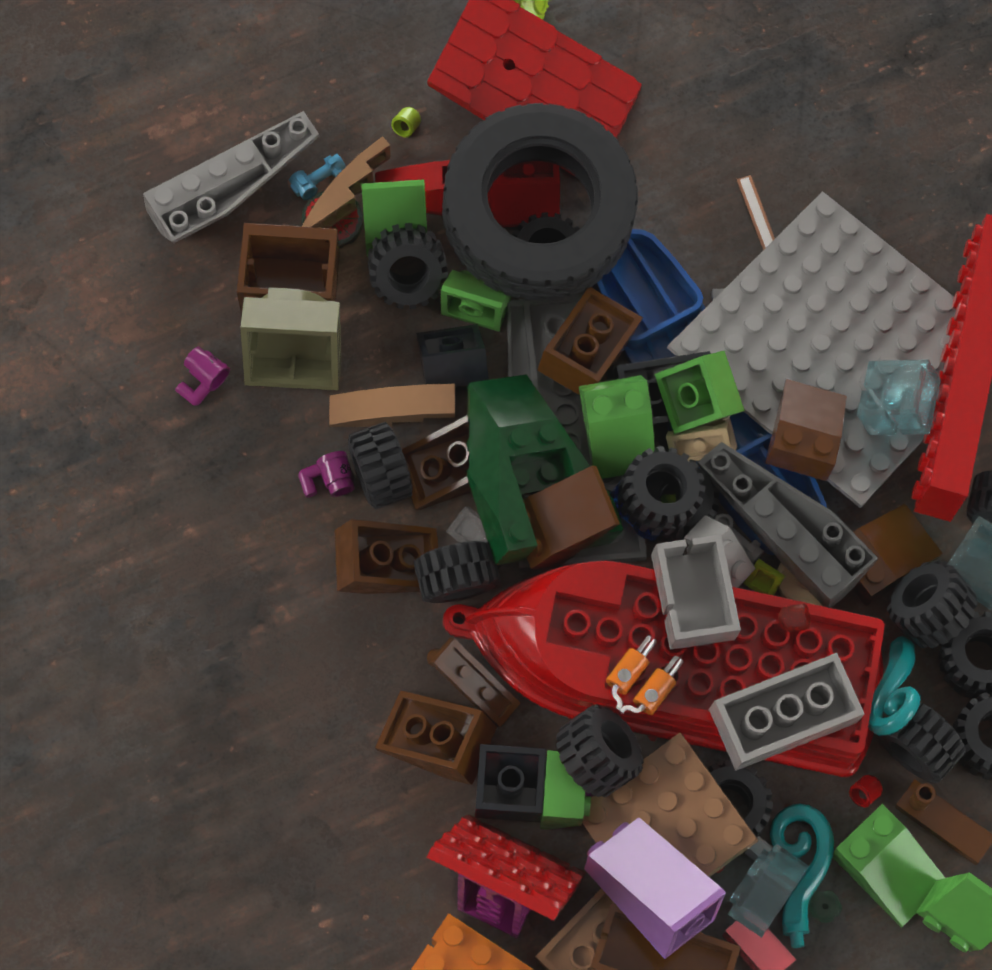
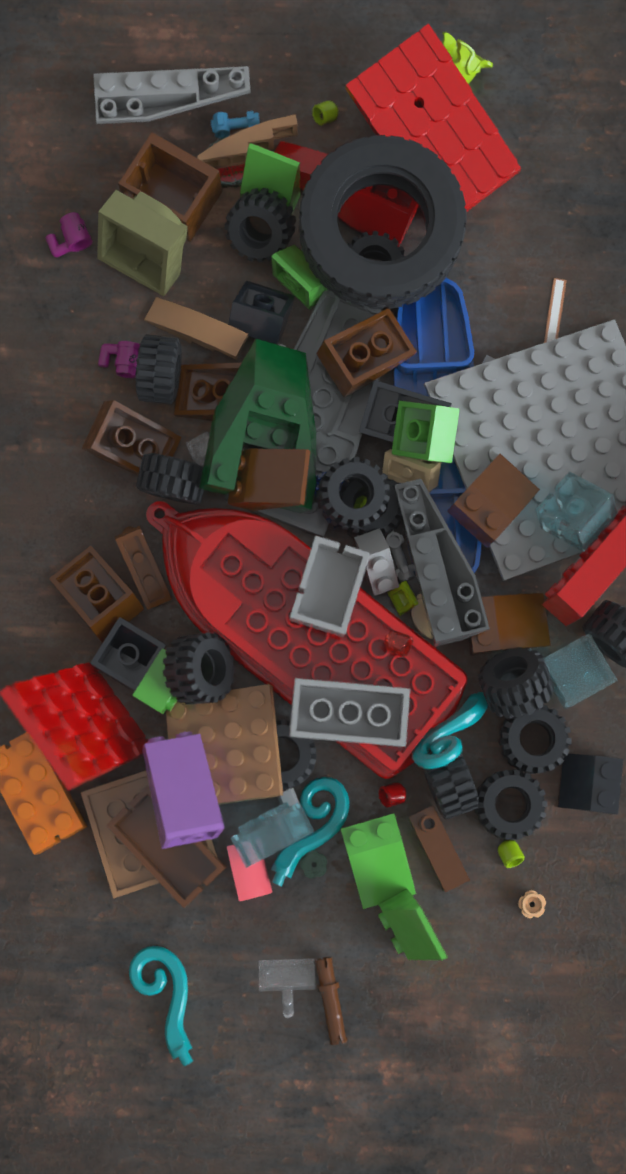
camera: 30 degrees right, 10 degrees up
(617, 423) = (349, 424): bright green slope -> none
(654, 689) = (250, 620): orange piece -> none

